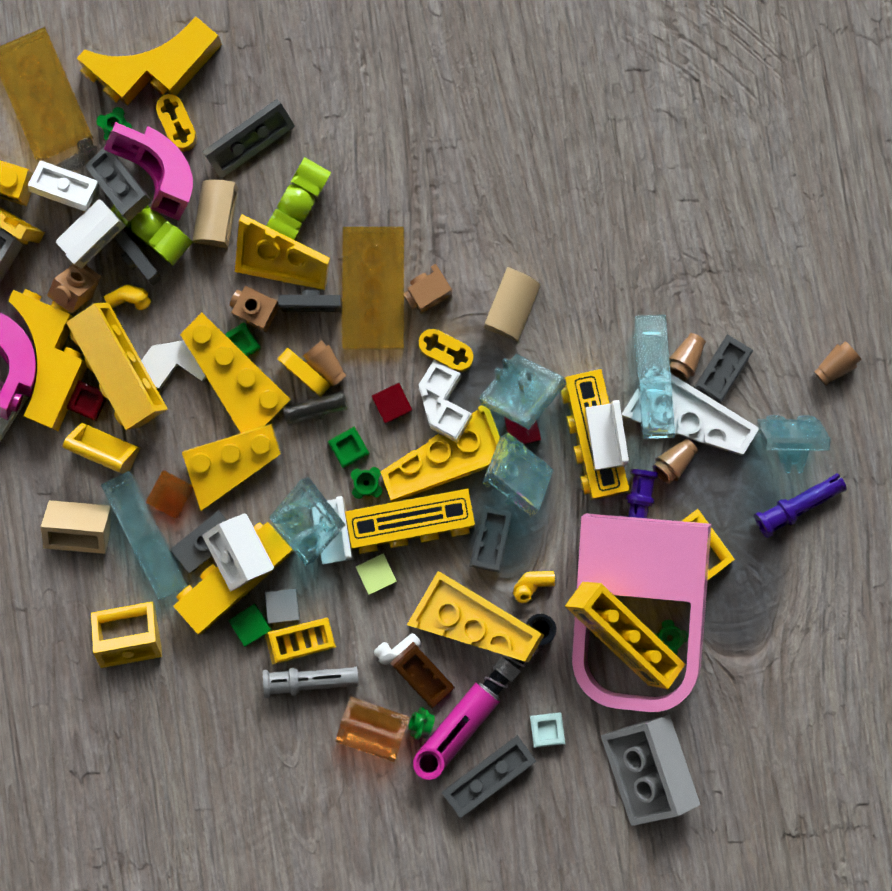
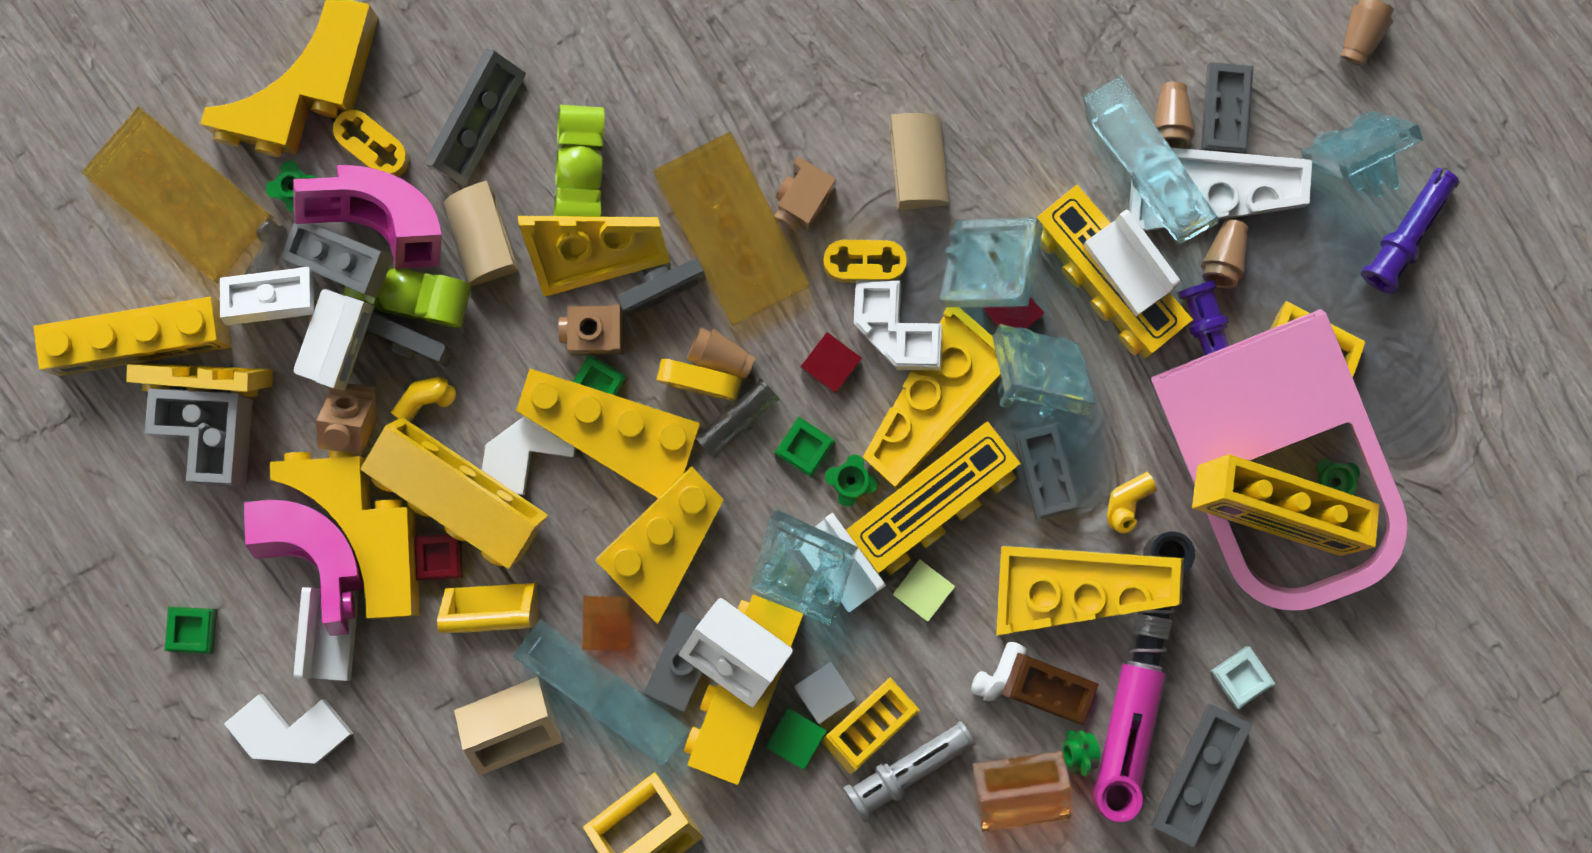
camera: 25 degrees left, 0 degrees up
(650, 770) = (1401, 662): light grey slope -> none

